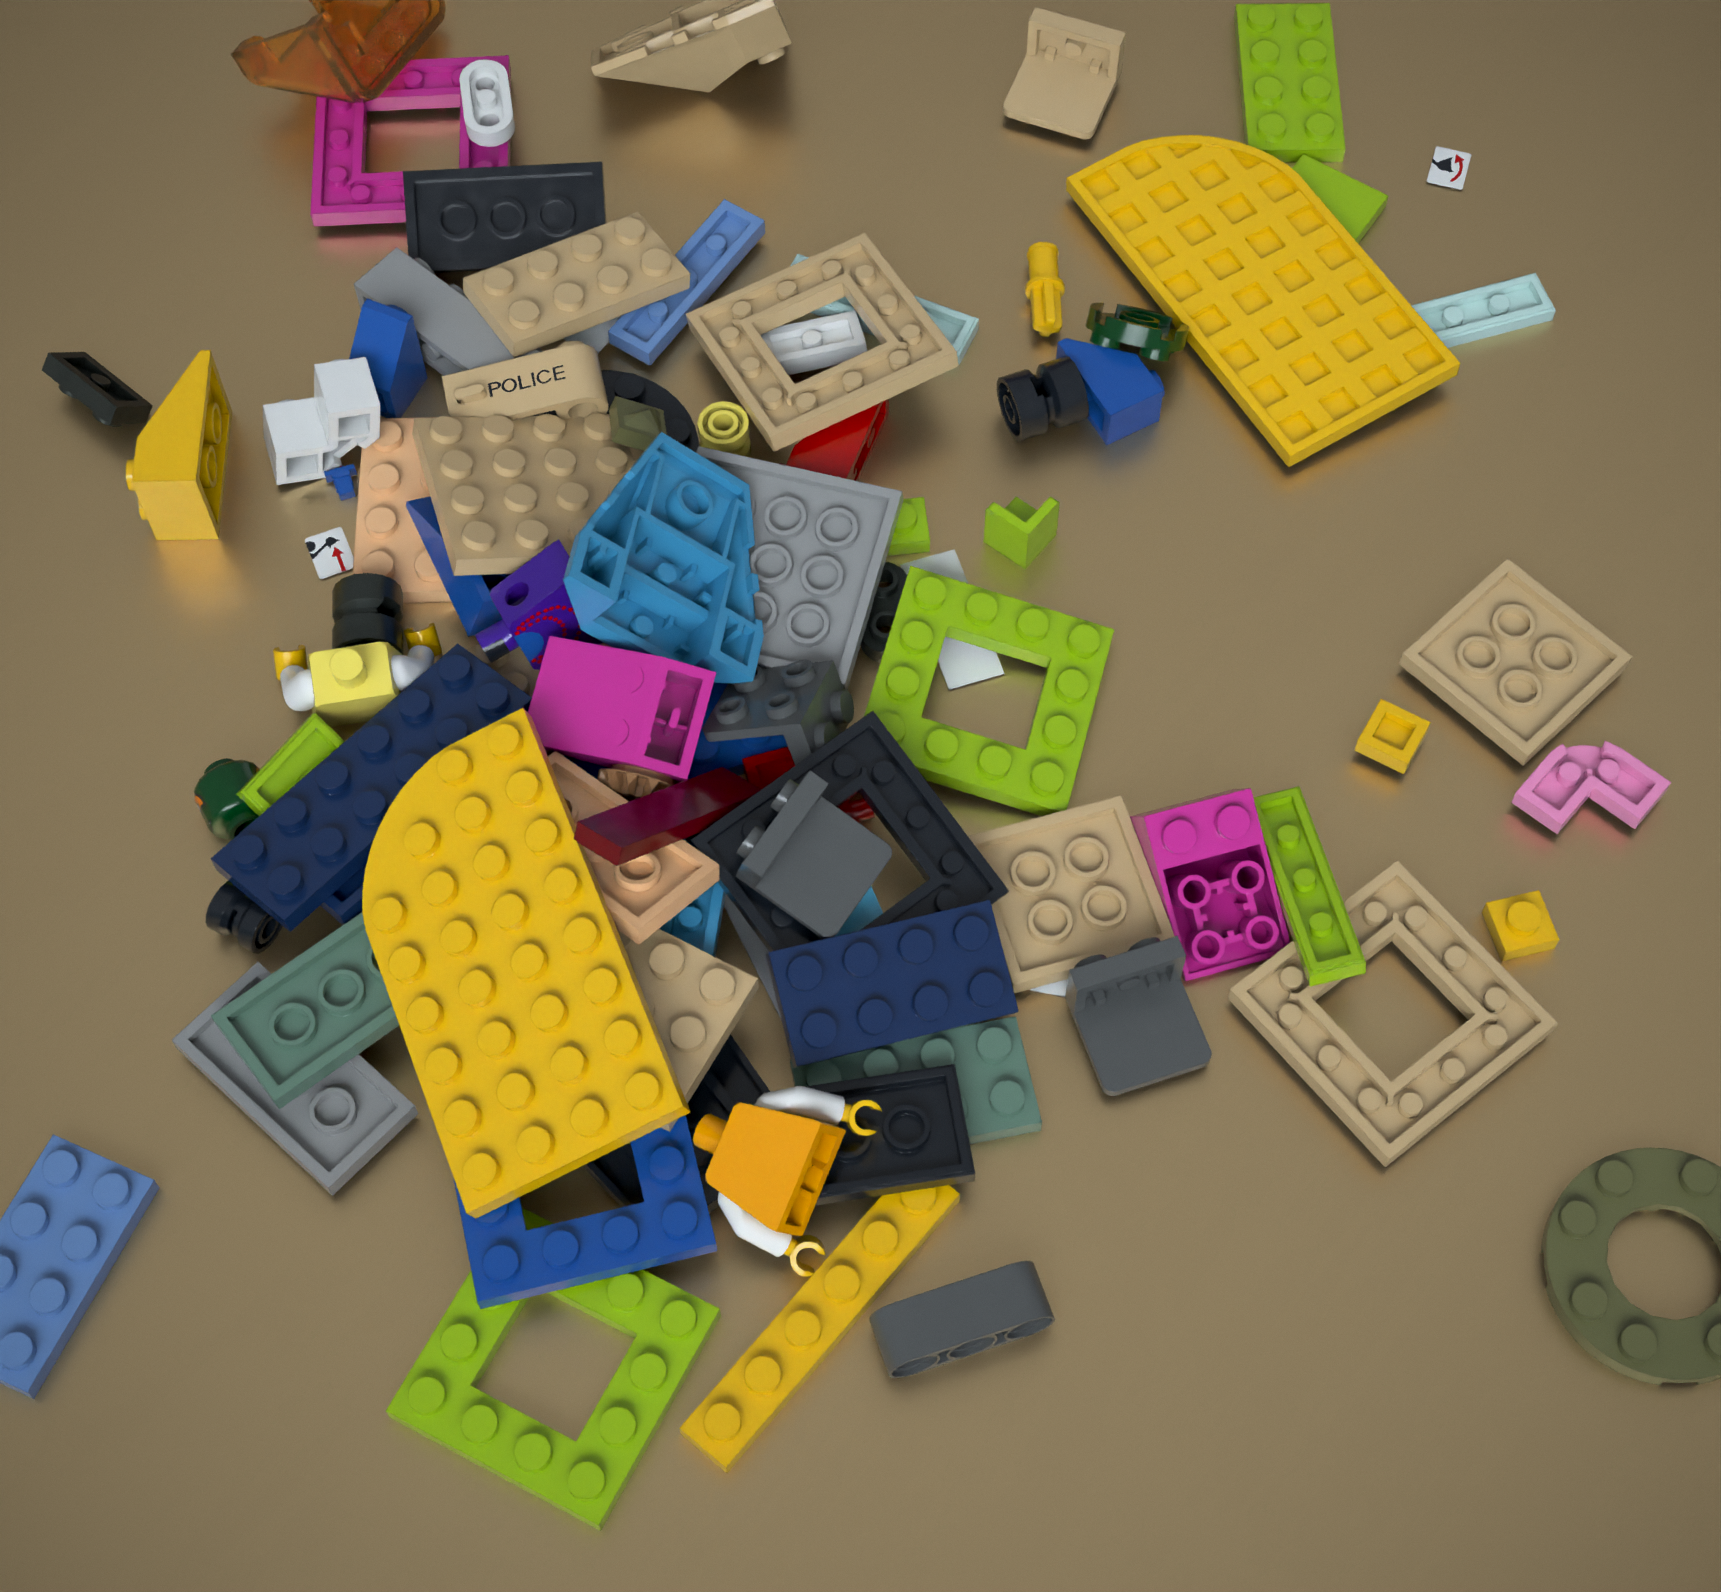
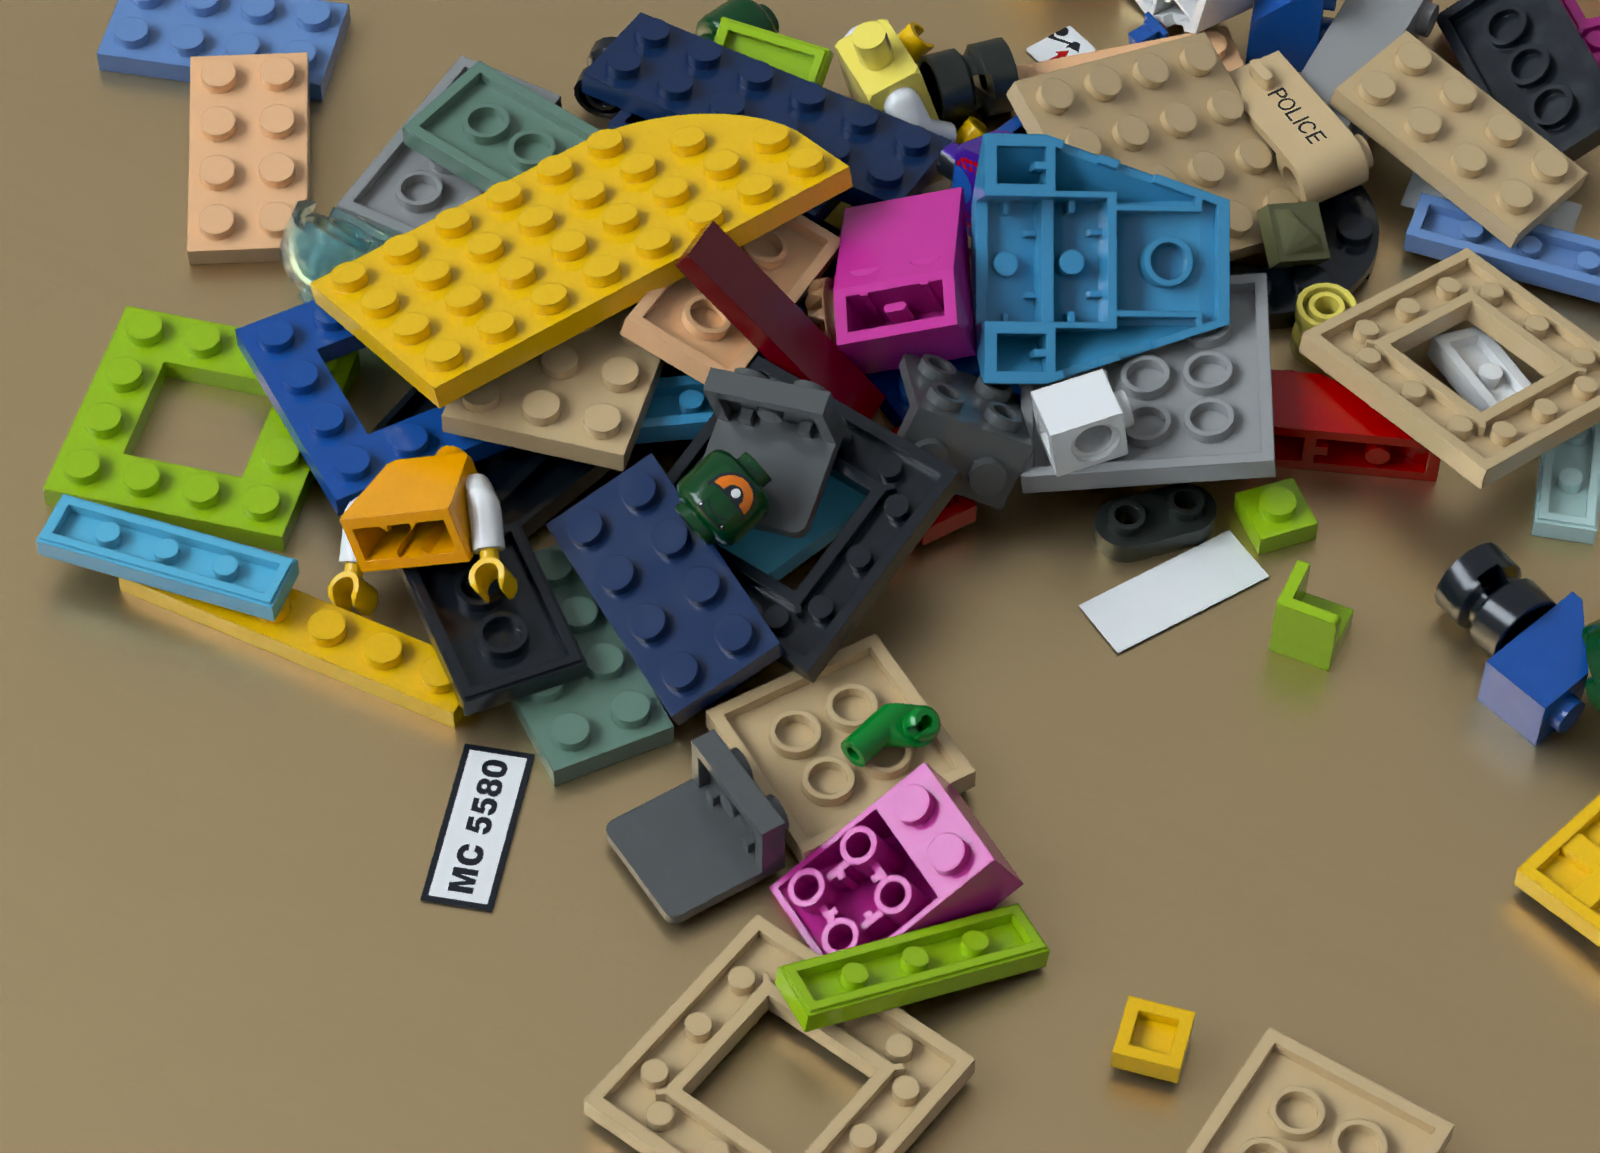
camera: 75 degrees right, 10 degrees down
(230, 1261) = (246, 154): none -> light nougat plate
(403, 1194) = (319, 243): none -> clear light blue cylinder
(732, 1413) = (168, 557): none -> medium azure tile
(825, 616) = (1081, 422): none -> white brick
(859, 895) = (723, 497): none -> dark green head
(961, 1319) = (312, 739): dark grey beam -> none
(1070, 649) = (994, 706): lime plate -> none
(1071, 1200) = (478, 827): none -> sticker
(1075, 840) = (891, 726): none -> green arm

